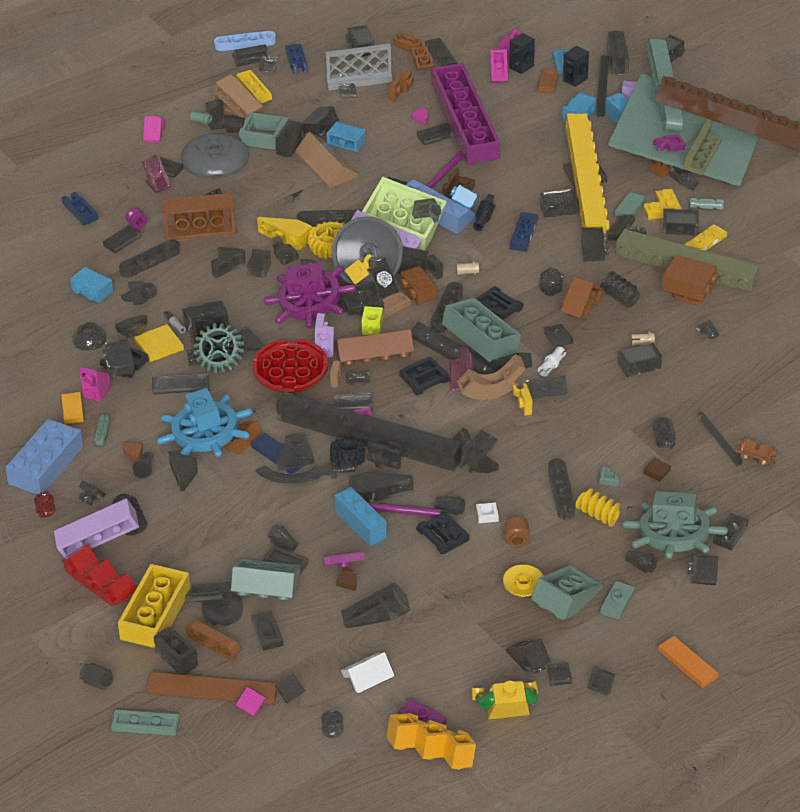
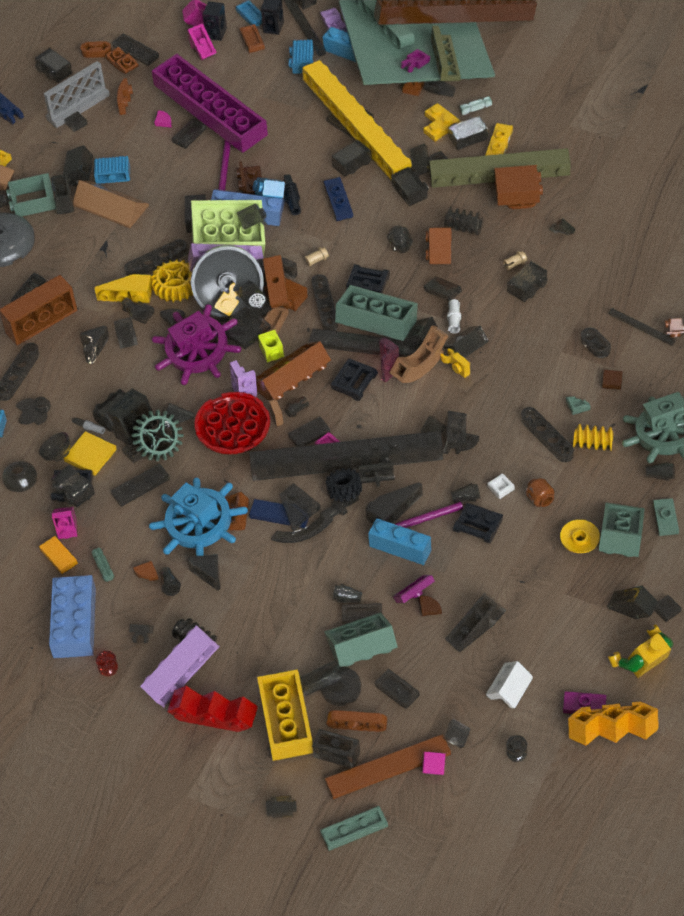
camera: 25 degrees left, 10 degrees up
(410, 269) = (275, 273): none -> dark orange tile
(630, 204) = (412, 134): sand green tile -> none

